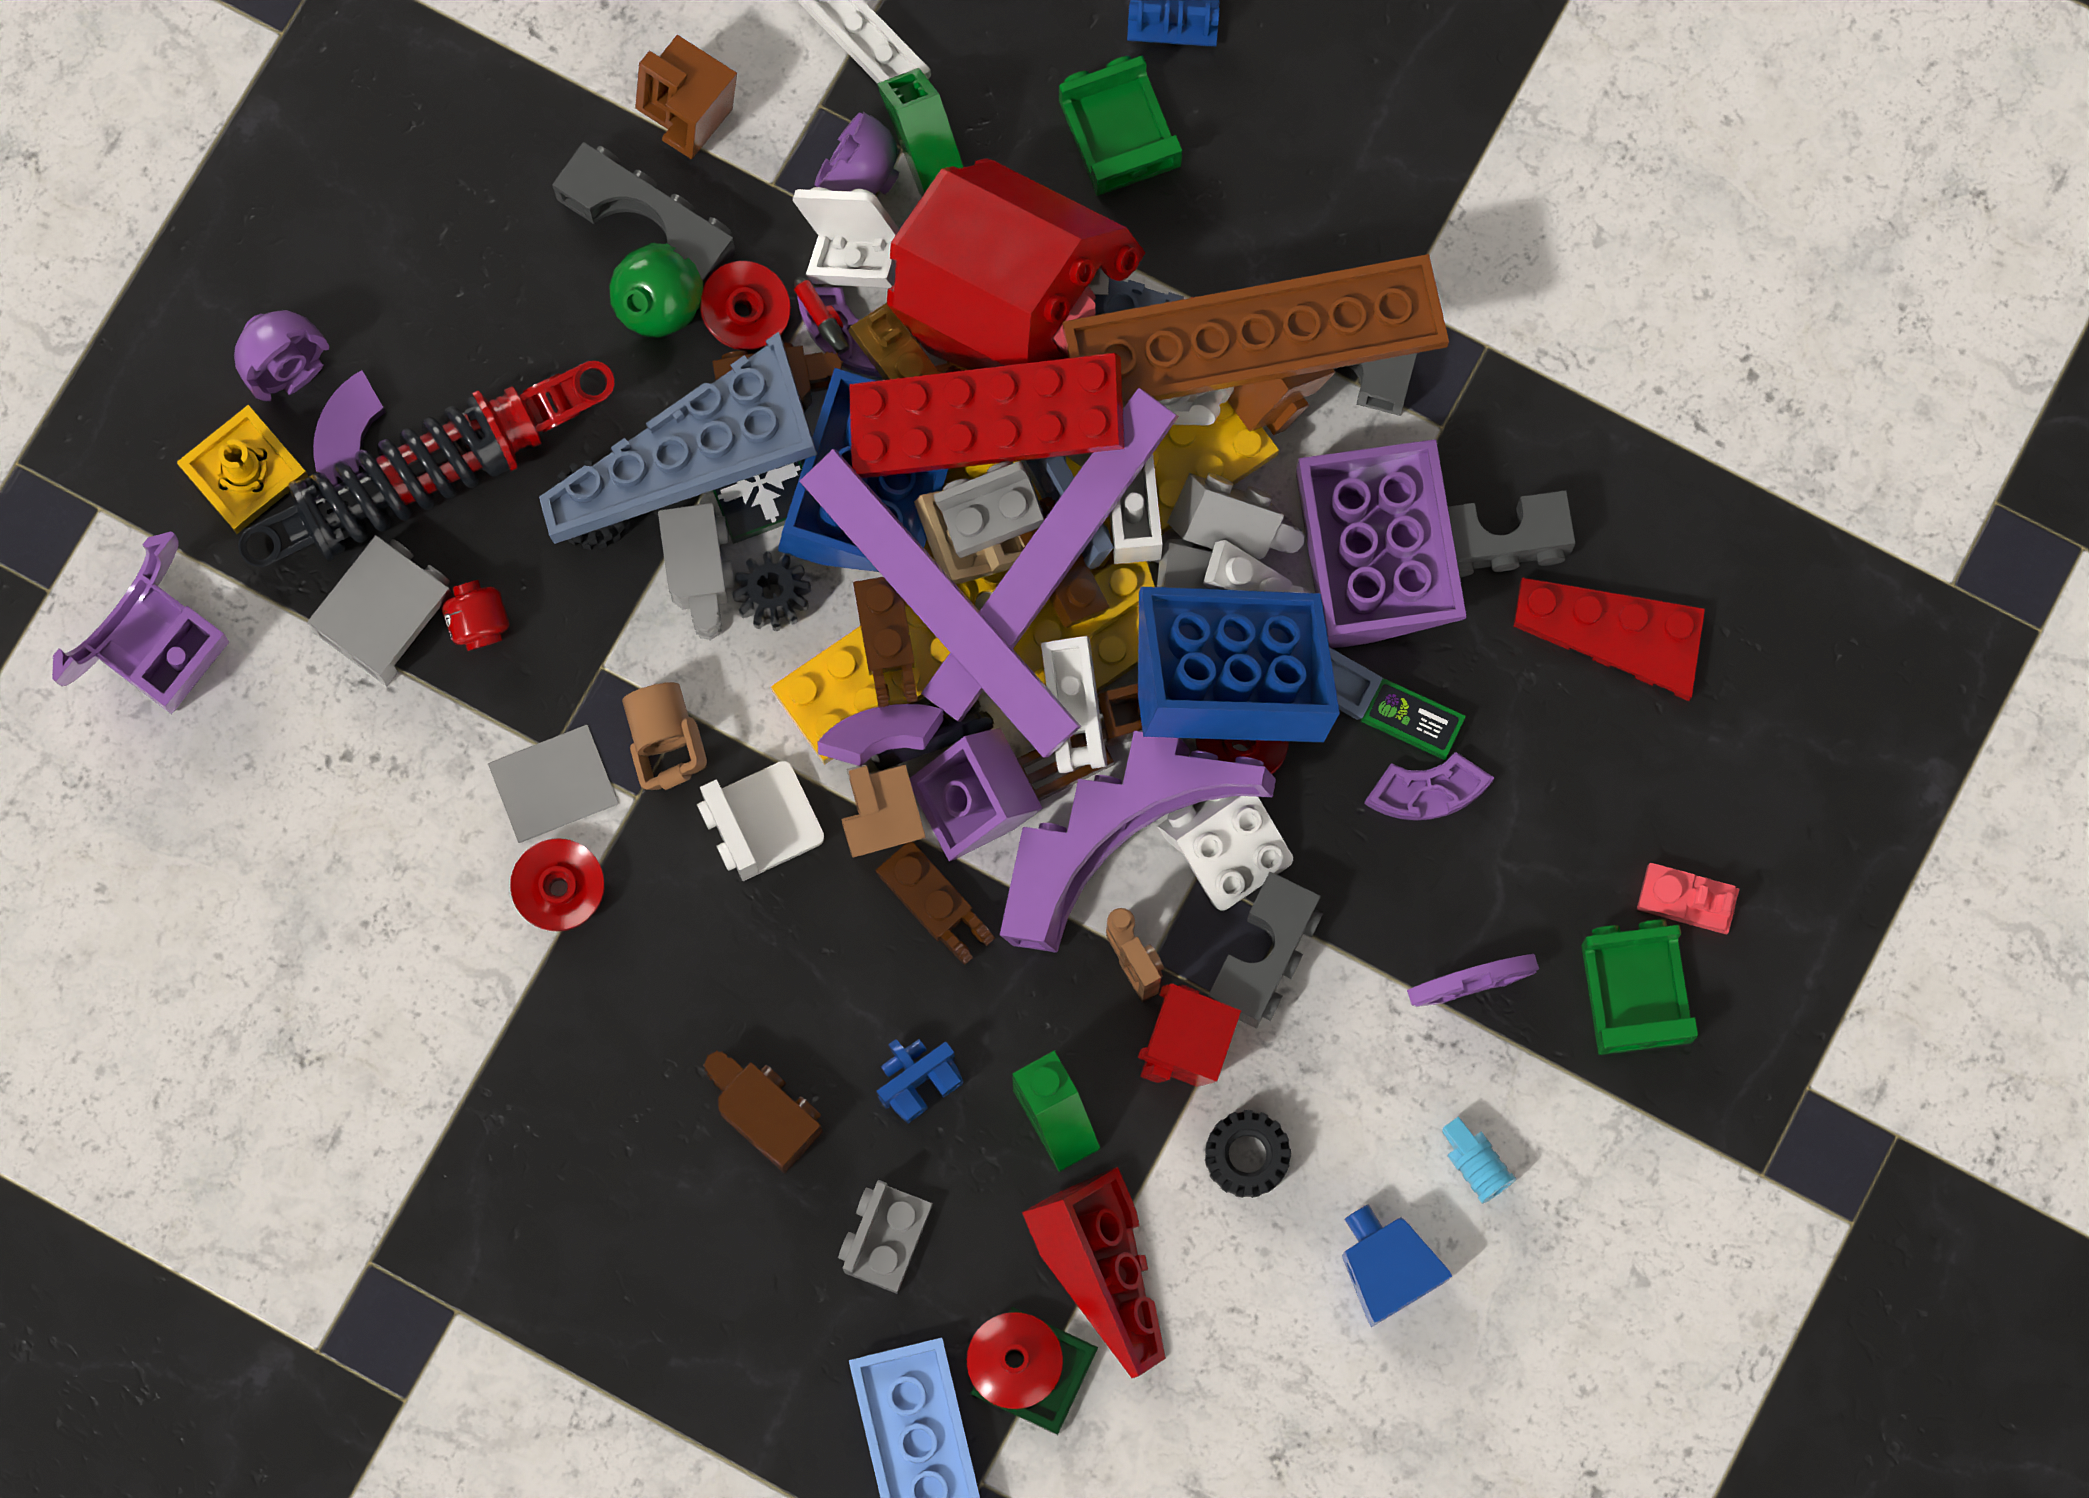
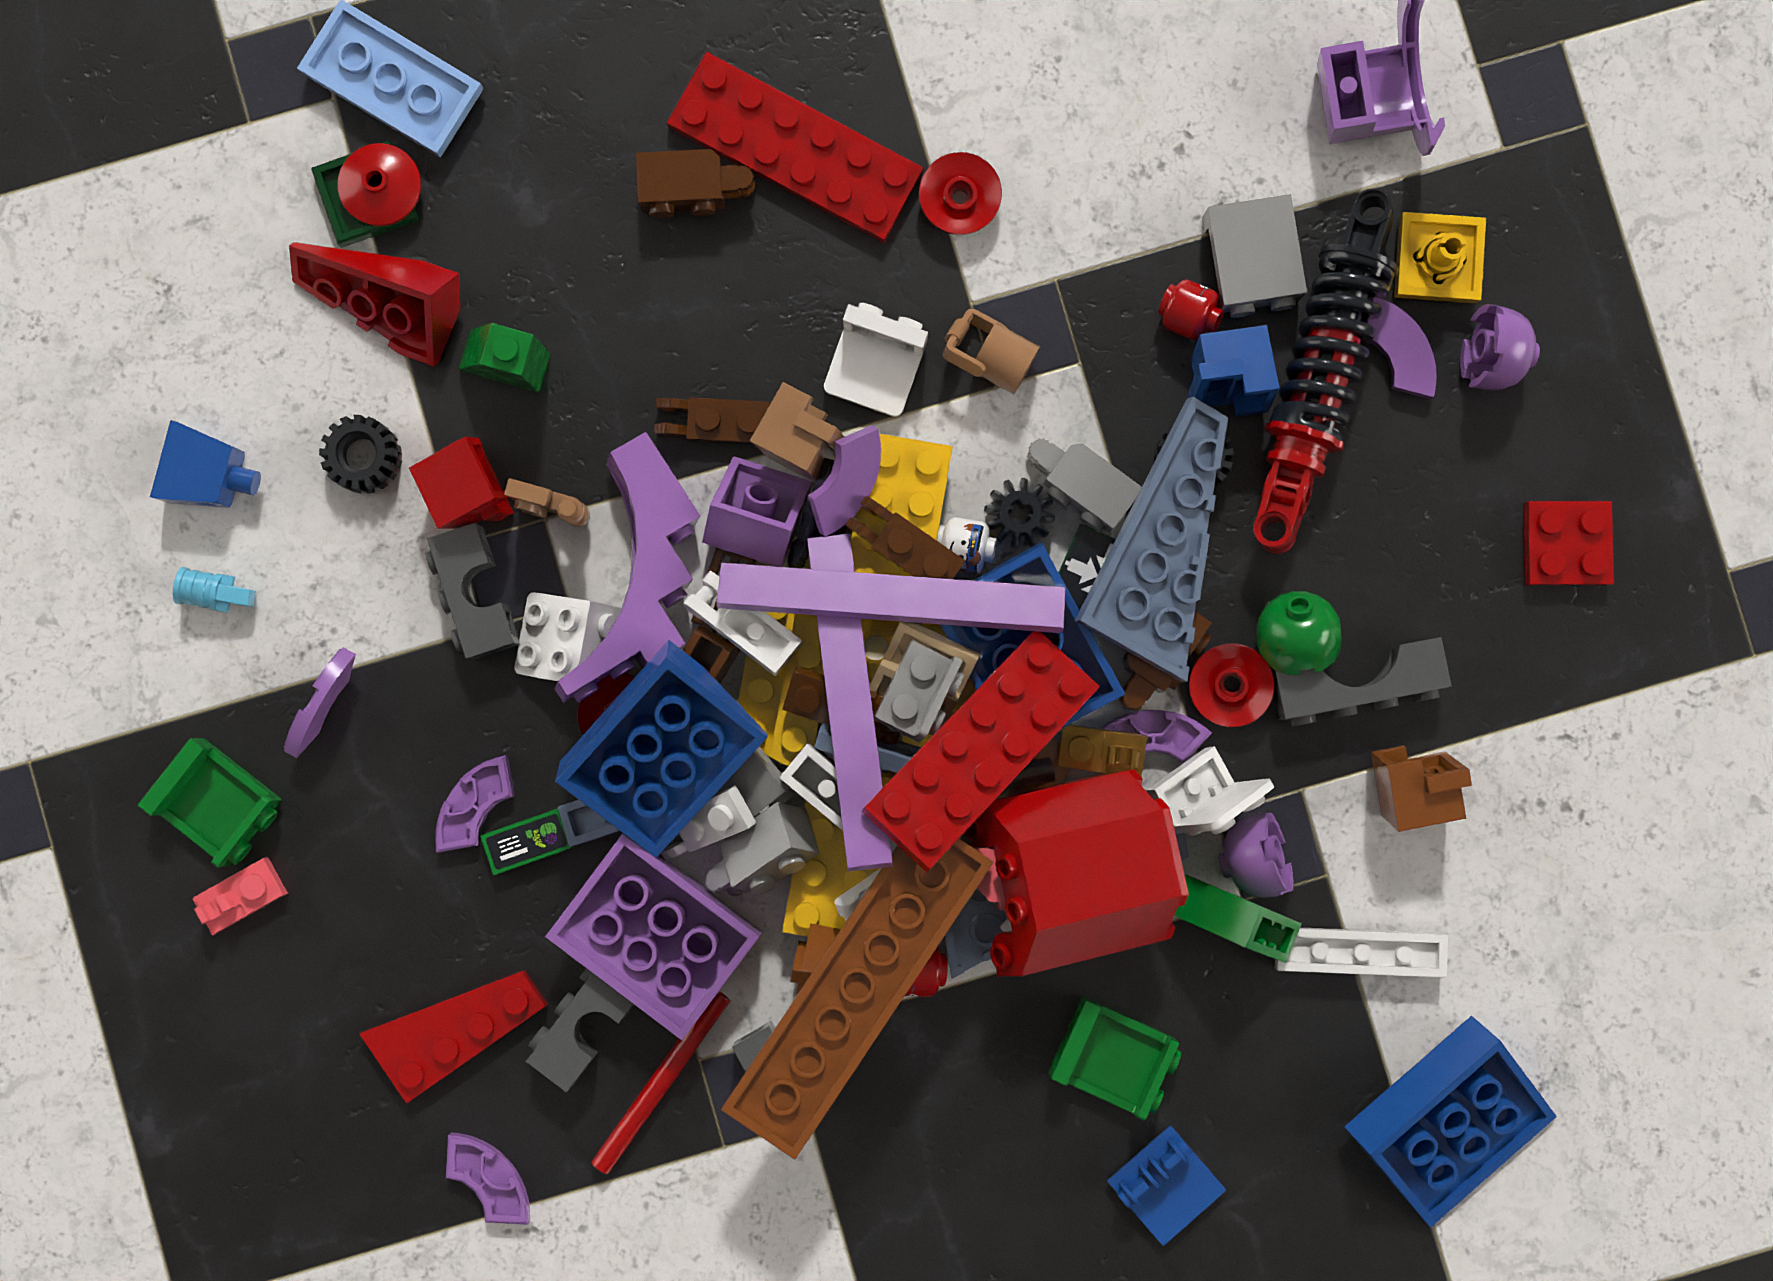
camera: 140 degrees right, 10 degrees up
(378, 166) = (1568, 543): none -> red plate
(490, 534) = (1235, 369): none -> blue plate
(552, 783) = (1033, 259): light grey sticker -> none
(647, 1059) = (795, 147): none -> red plate
(824, 316) = (1173, 729): piece -> none
(833, 606) = (970, 541): none -> white head
(885, 1236) = (535, 183): light grey bracket -> none
(901, 1091) = (608, 315): blue hips -> none
(1512, 433) = (658, 1086): none -> red piece
(1692, 494) = (490, 1177): none -> medium lavender tile

